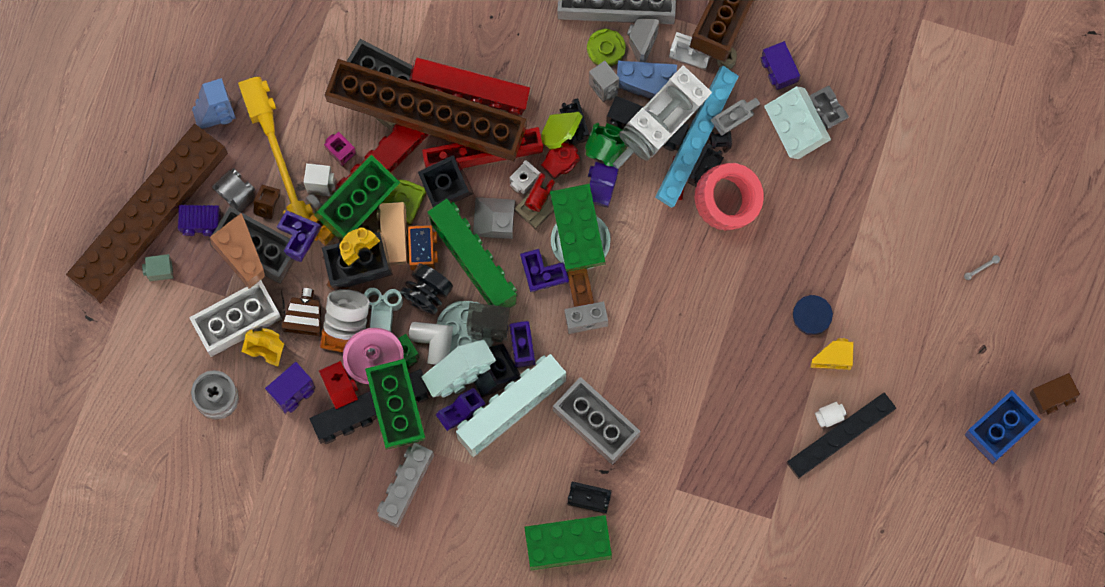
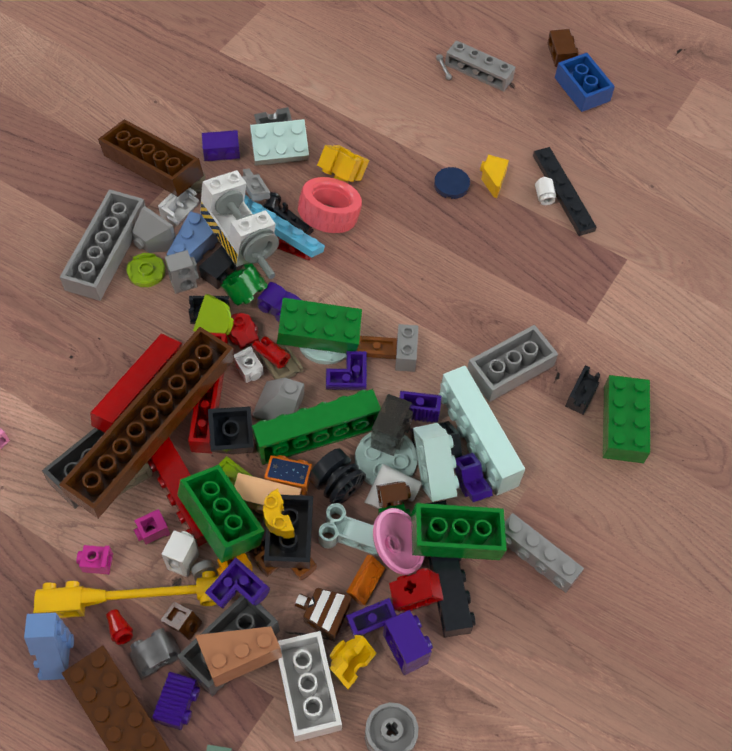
camera: 80 degrees left, 15 degrees down
(246, 154) = (119, 628): none -> red cone
(299, 119) = (100, 564): none -> dark pink brick
(306, 353) = (370, 617): none -> dark purple brick
(345, 313) = (342, 560): white wheel -> none
(420, 340) = (392, 493): none -> reddish brown brick
(789, 194) = (342, 163): none -> yellow brick
(992, 306) = (480, 65): none -> light grey brick

